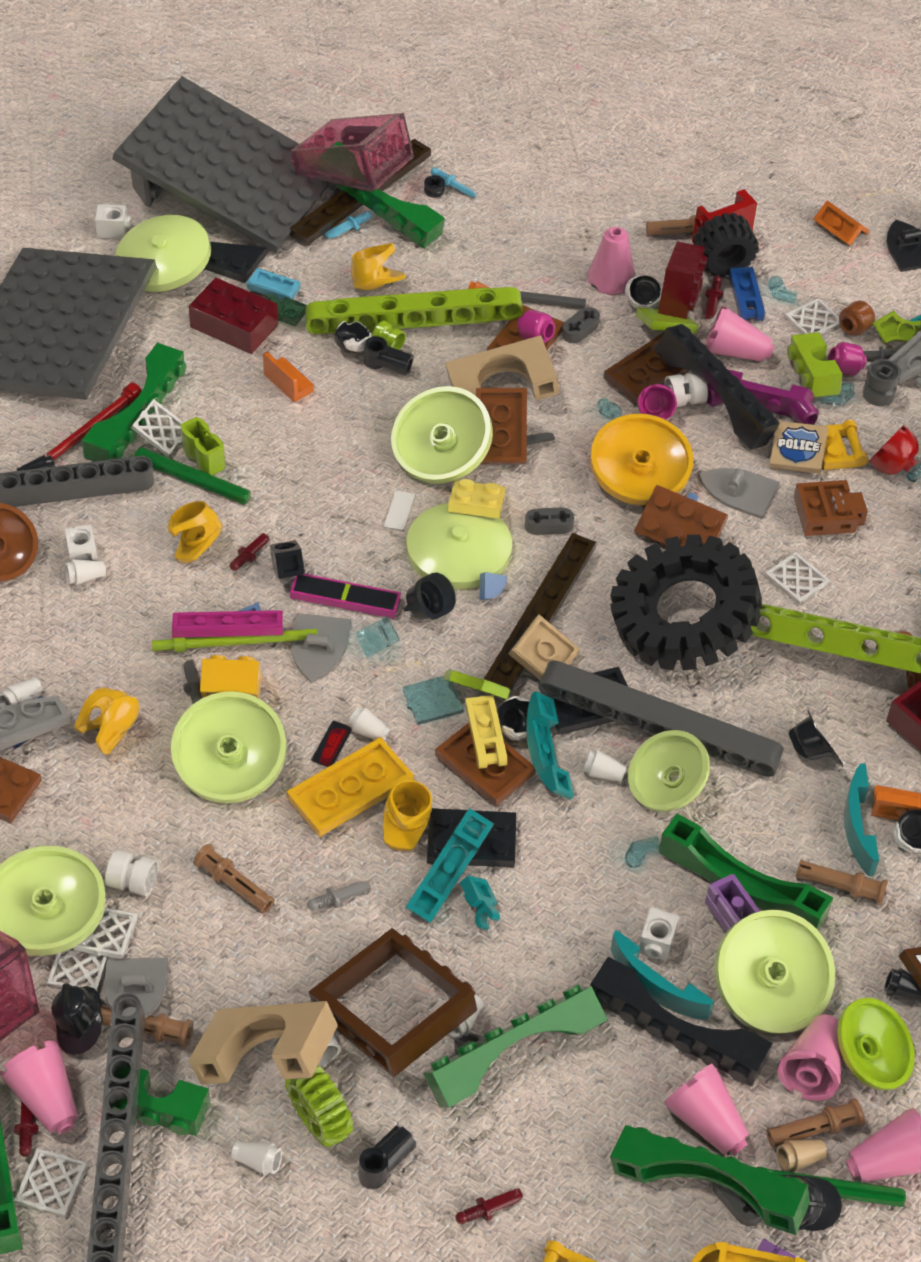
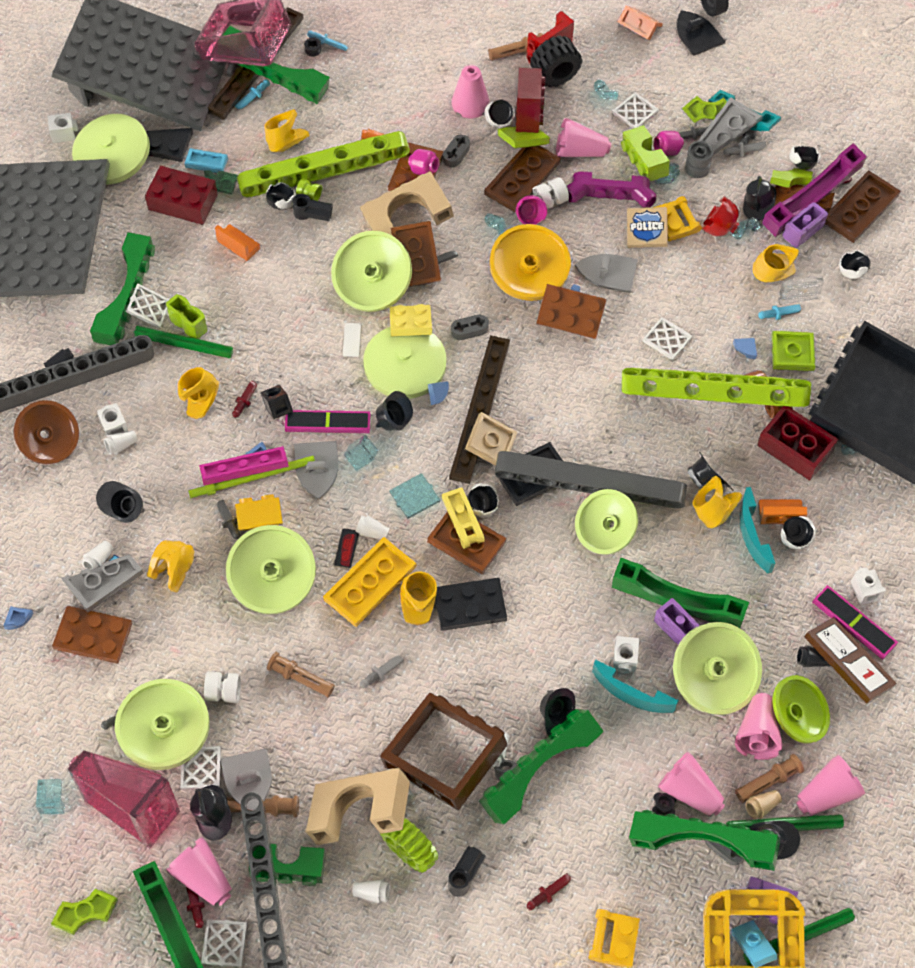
camera: 10 degrees left, 10 degrees up
(64, 635) = (119, 501): none -> black piece
(99, 949) = (213, 752): white window -> none
(128, 396) = (116, 281): red piece -> none
(449, 865) = (460, 632): teal slope -> none
(476, 684) = (447, 479): lime tile -> none
(479, 895) = (488, 651): teal plate -> none
(540, 719) = (500, 497): teal slope -> none
(552, 977) = (556, 707): none -> black piece
(553, 299) = (429, 132): dark grey bar -> none
(603, 766) = (555, 526): white cone -> none
(638, 849) = (595, 589): clear light blue arm -> none
(668, 1120) = (663, 798): none -> black plate
(714, 295) = (554, 104): dark red piece -> none
(717, 566) = (600, 345): black tyre -> none
(732, 1051) = (699, 735): black arch -> none
(746, 293) = (579, 99): blue plate -> none
(749, 418) = (605, 211): black arch -> none
(814, 782) = (719, 507): none -> yellow helmet
(829, 507) = (680, 275): dark orange piece -> none
(855, 884) = (761, 584): medium nougat pin -> none
(856, 318) = (669, 106): dark orange head -> none
(896, 604) = (746, 347): none -> medium blue tile

